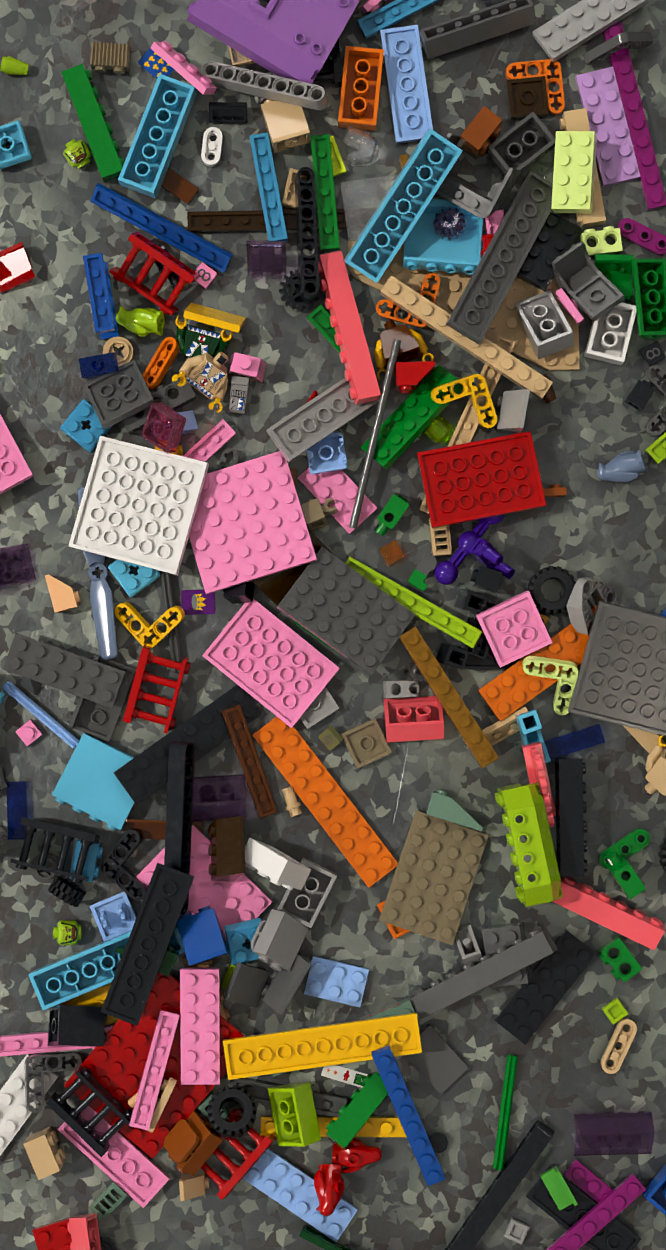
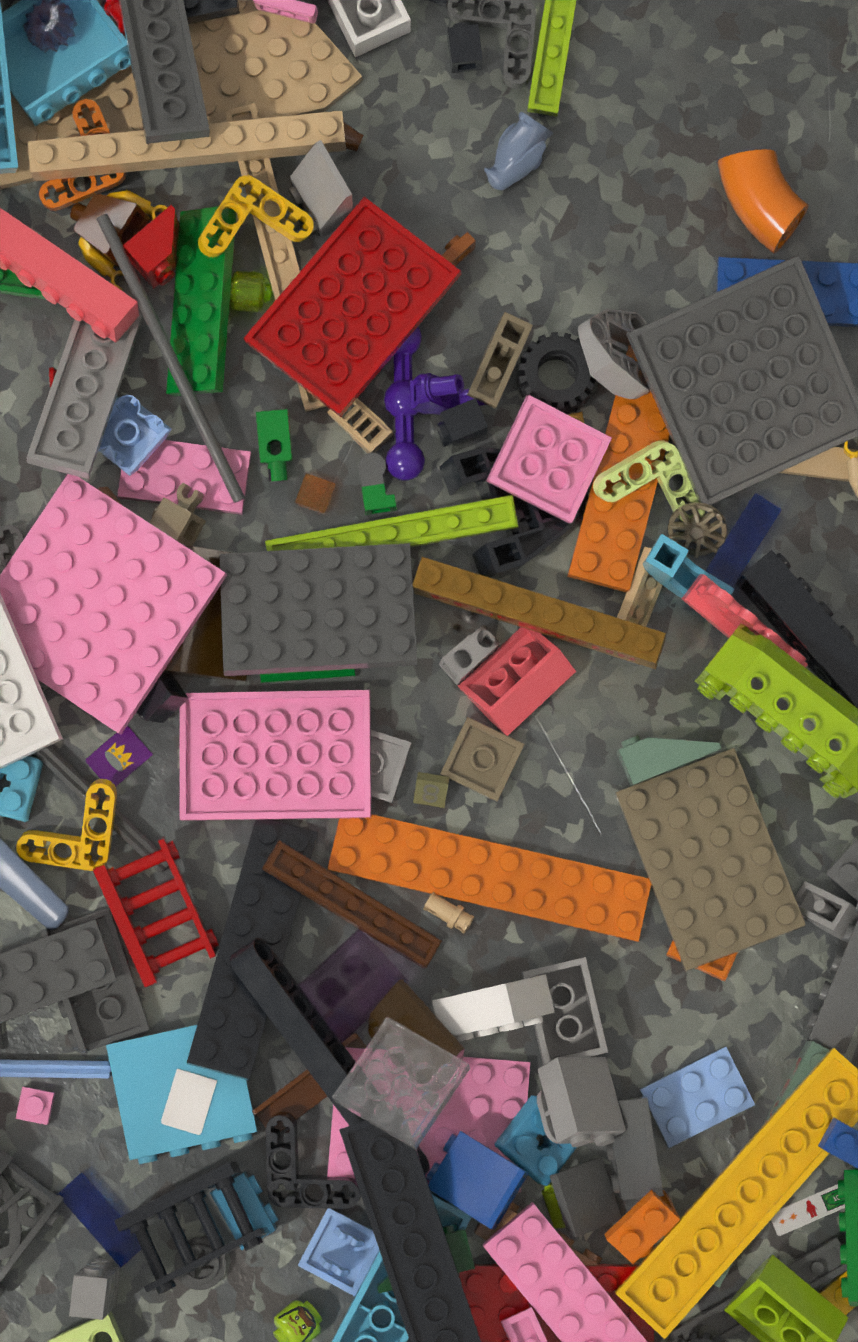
camera: 45 degrees left, 5 degrees down
(66, 891) = (252, 1270): black tyre -> none
(100, 790) = (188, 1101): none -> white sticker
(203, 865) = (401, 1083): none -> clear plate
(261, 1021) = (643, 1226): none -> orange bracket
(529, 561) = (499, 359): none -> dark tan slope
(545, 324) = (274, 53): light grey slope -> none
(557, 718) = (698, 528): none -> dark tan wheel

